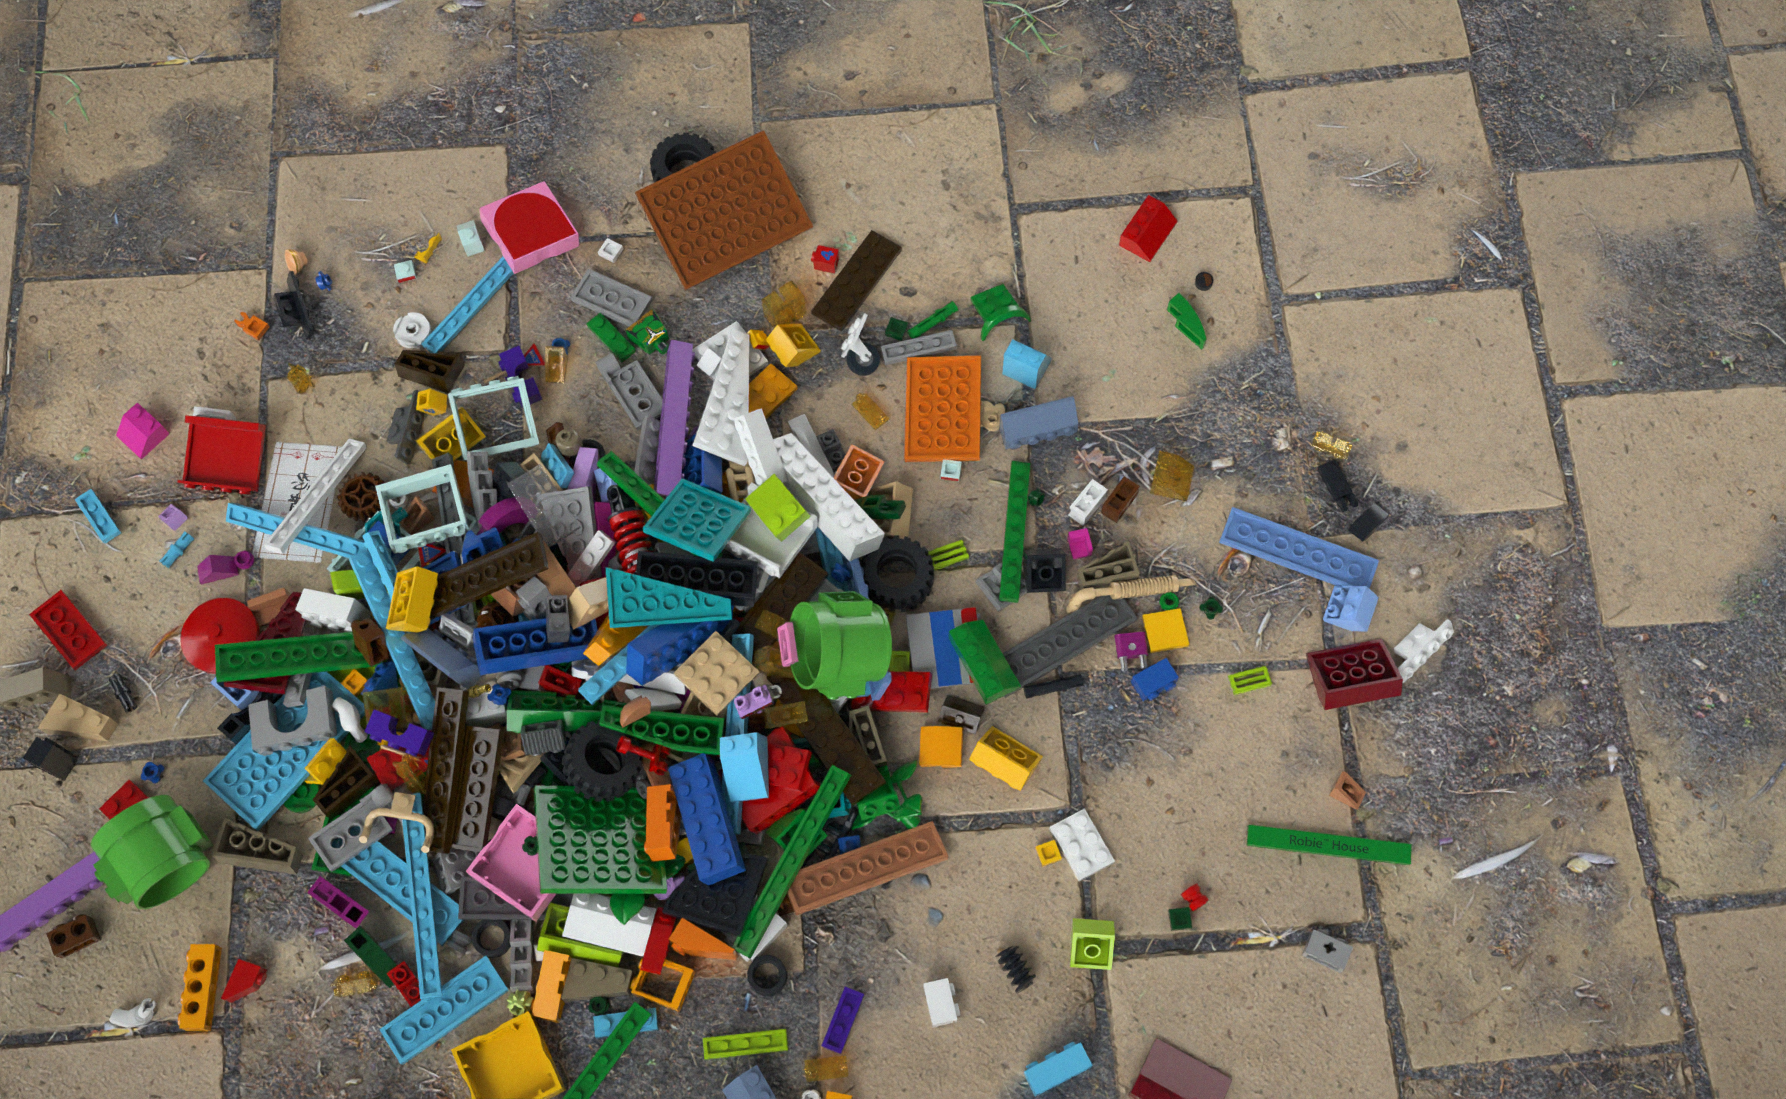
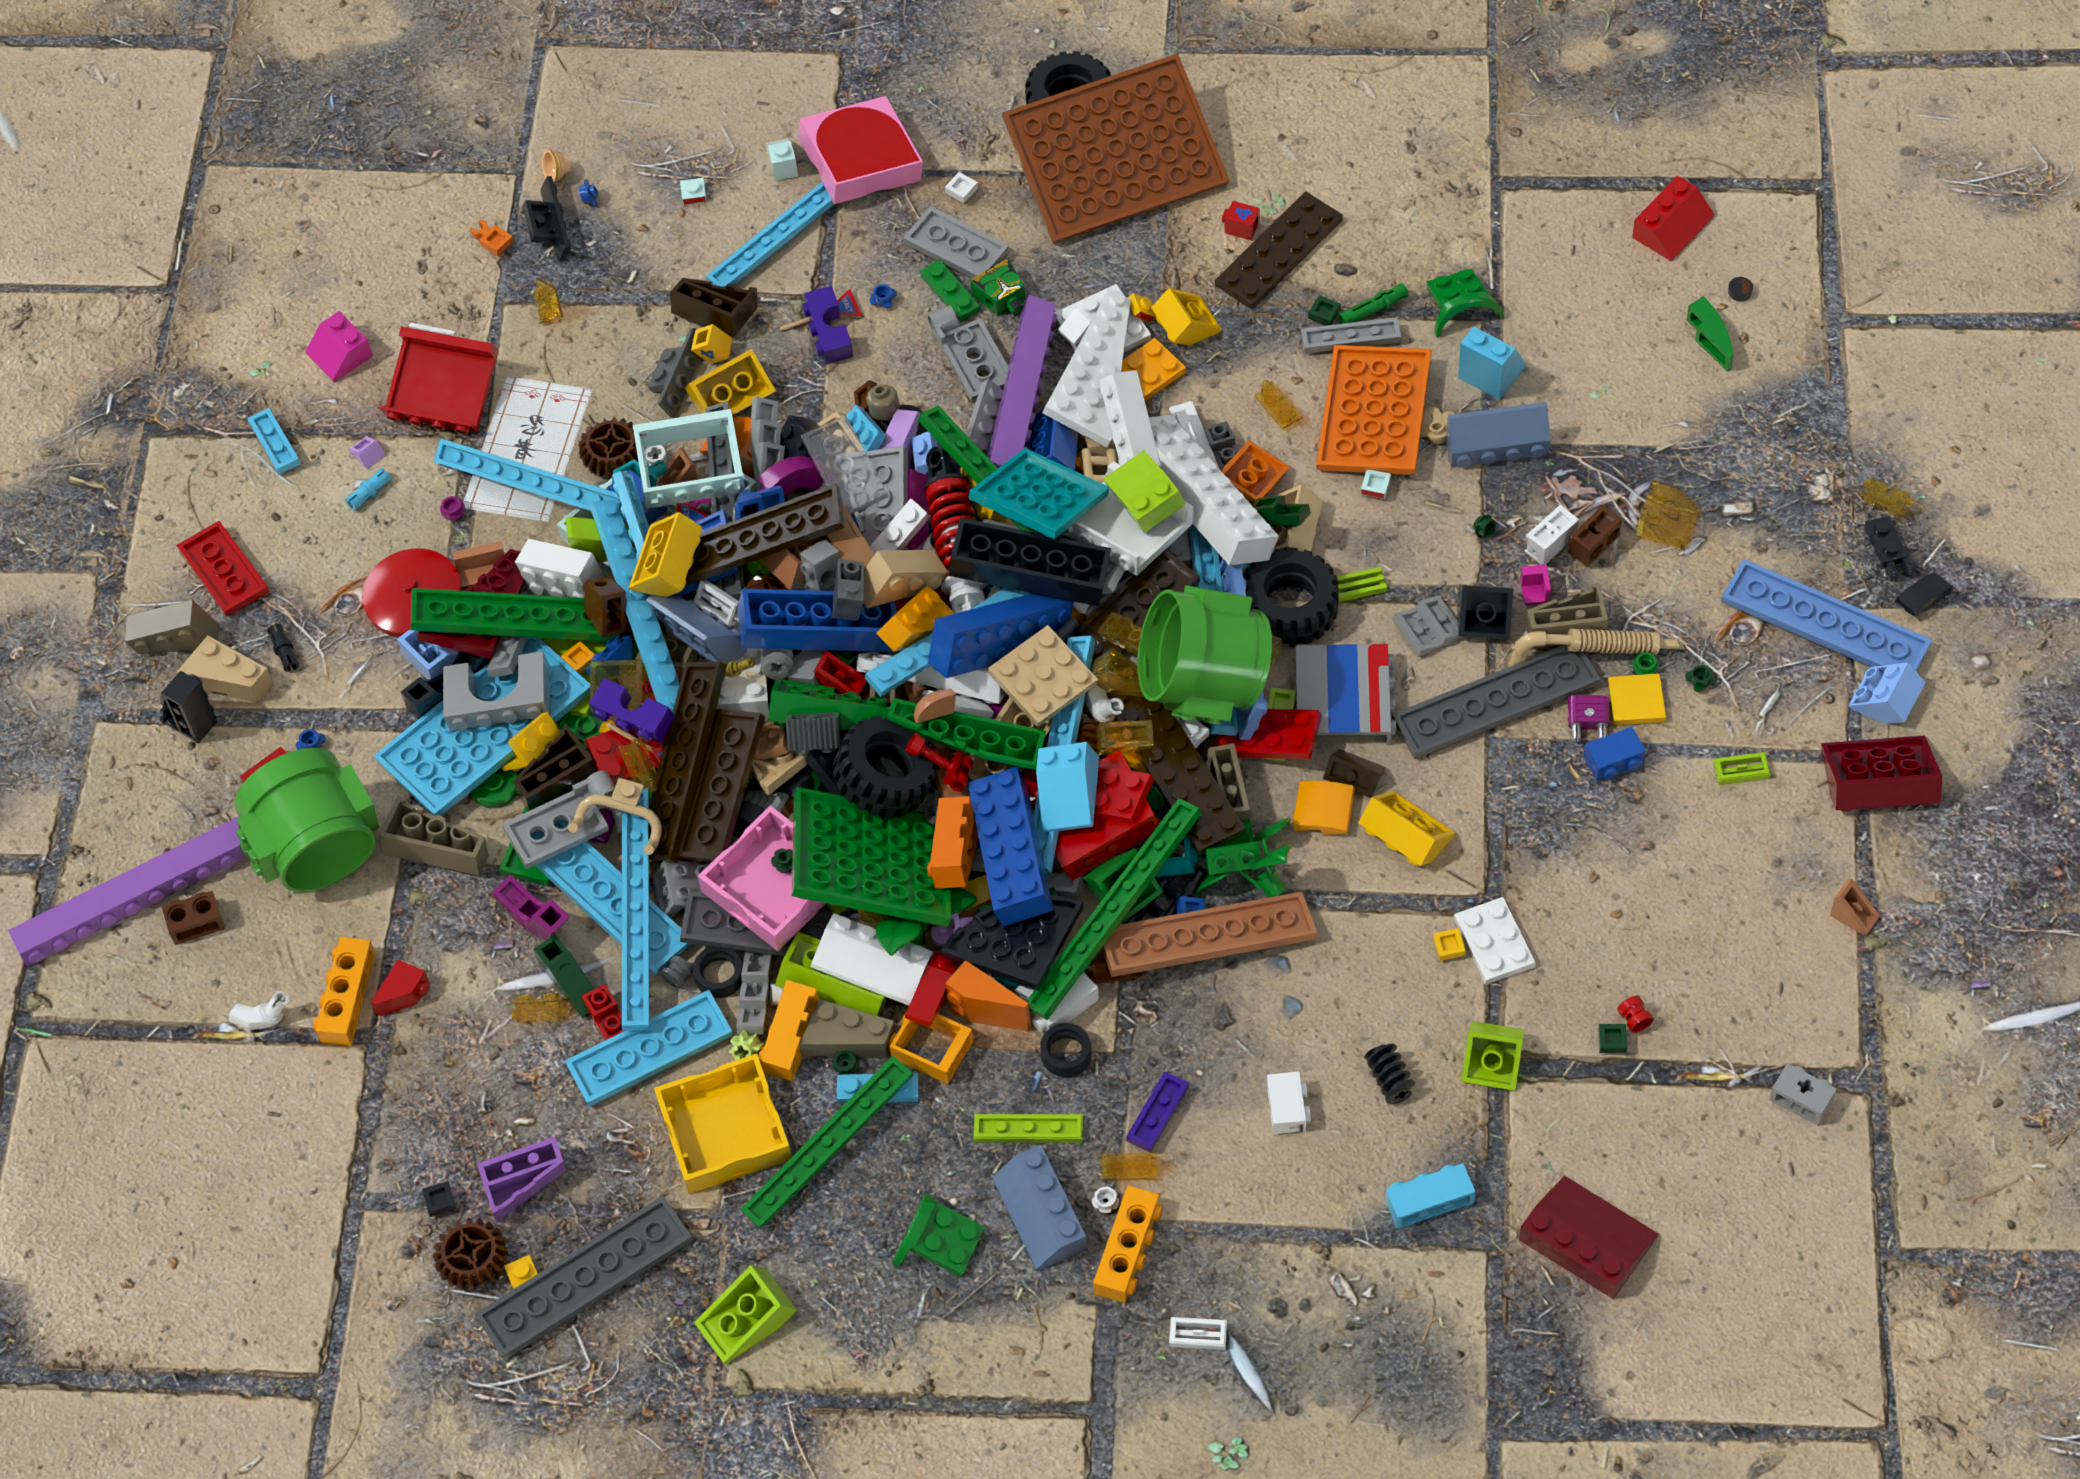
camera: 10 degrees right, 10 degrees down
(217, 568) = (416, 514): magenta slope -> none
(315, 496) = (553, 436): white plate -> none
(349, 719) = (568, 696): white arm -> none
(413, 340) = (697, 248): white plate -> none
(433, 242) = (732, 162): yellow piece -> none
(493, 386) = (794, 327): light aqua window -> none
(499, 700) = (762, 678): blue plate -> none
(555, 364) = (875, 313): clear yellow slope -> none
(647, 601) = (973, 577): teal wing -> none
(753, 702) = (1087, 713): lavender hips -> none
(781, 312) = (1170, 271): clear yellow piece -> none
(787, 644) = (1138, 649): bright pink tile -> none
(840, 572) = (1216, 581): blue plate -> none
(861, 356) = (1272, 337): plate -> none
(983, 660) = (1389, 704): green slope -> none
(1014, 532) = (1450, 562): green plate -> none
(1060, 684) = (1480, 750): black pin -> none
(1329, 845) = (1822, 972): green tile -> none
(1420, 646) = (1975, 749): white bracket -> none

